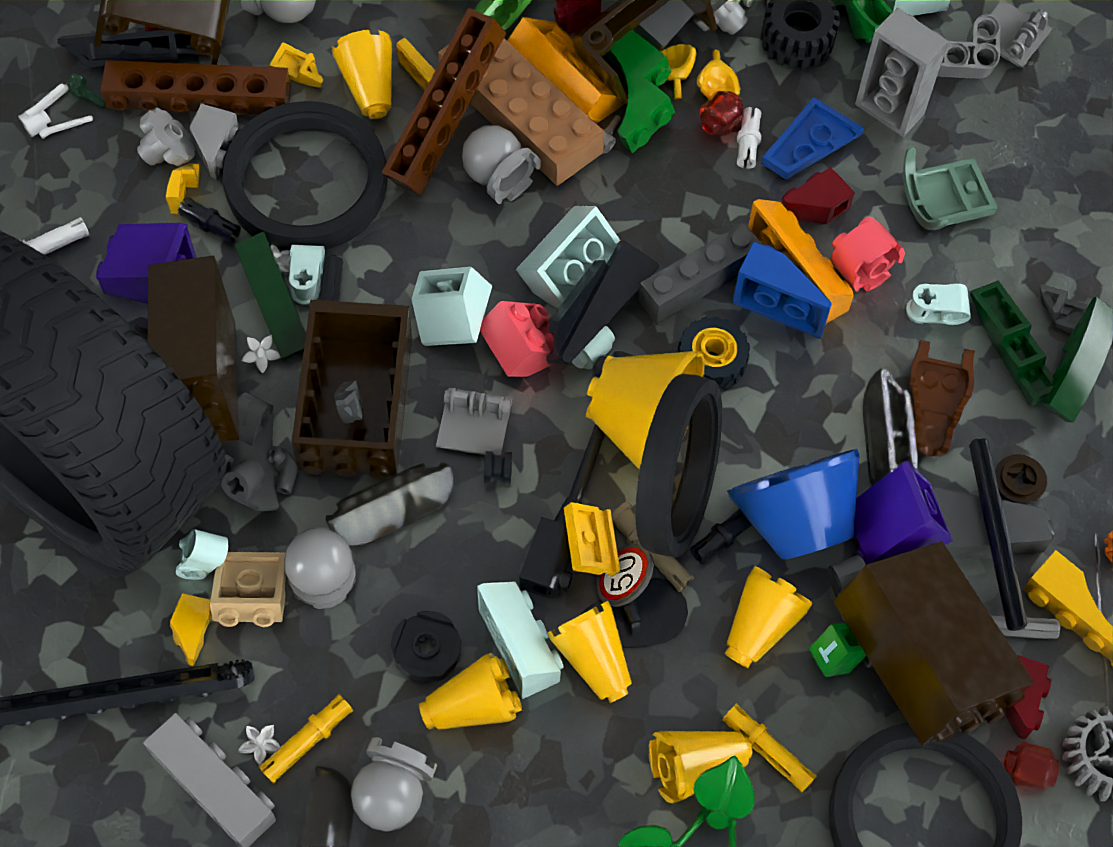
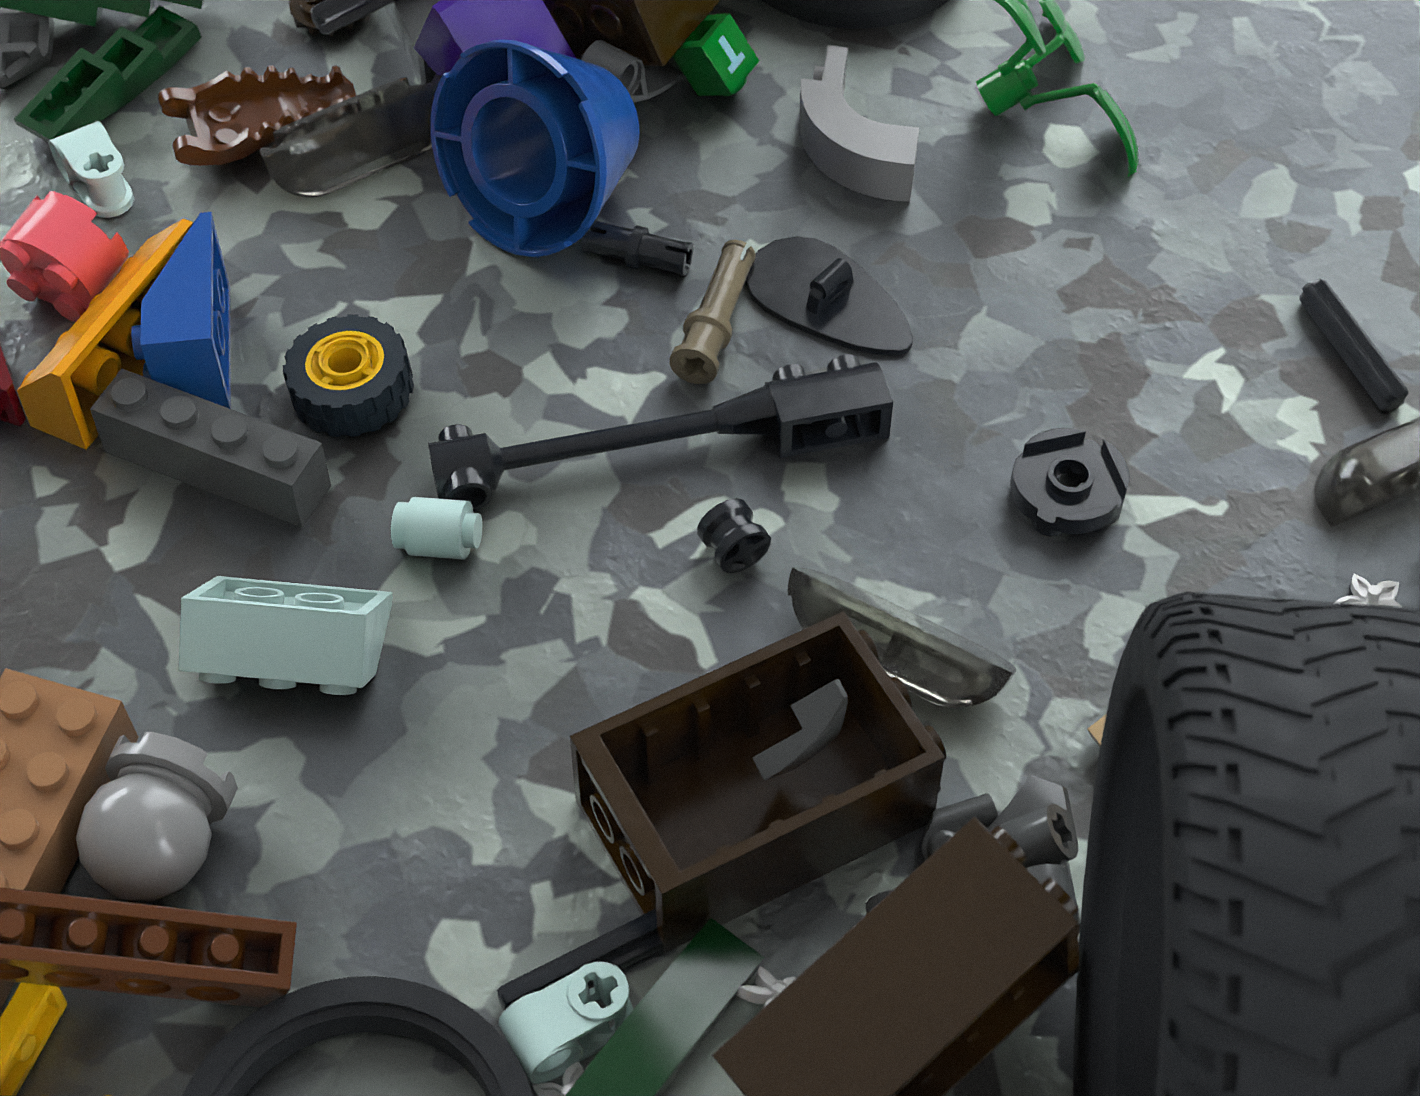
camera: 120 degrees left, 10 degrees down
(300, 743) = (1318, 545): yellow pin -> none
(320, 567) = (1072, 652): light grey tile -> none
(389, 788) = (1296, 394): light grey tile -> none
(450, 305) = (504, 727): light aqua slope -> none
(473, 421) = (673, 616): light grey hinge -> none
(473, 697) = (1099, 374): yellow cone -> none
(519, 337) = (485, 617): coral slope -> none
(519, 637) = (975, 371): light aqua slope -> none
(591, 539) = (772, 347): yellow plate -> none
(595, 651) = (913, 289): yellow cone -> none
(597, 300) = (357, 536): black wedge -> none
(630, 393) = (522, 334): yellow cone -> none
(634, 575) = (786, 303): piece -> none
(684, 401) = (594, 165): black tyre -> none
(684, 755) = (978, 125): yellow cone -> none
(740, 685) = (848, 147): none -> light grey arch
(763, 616) = (730, 141): yellow cone -> none
(769, 748) = (887, 97): yellow pin -> none

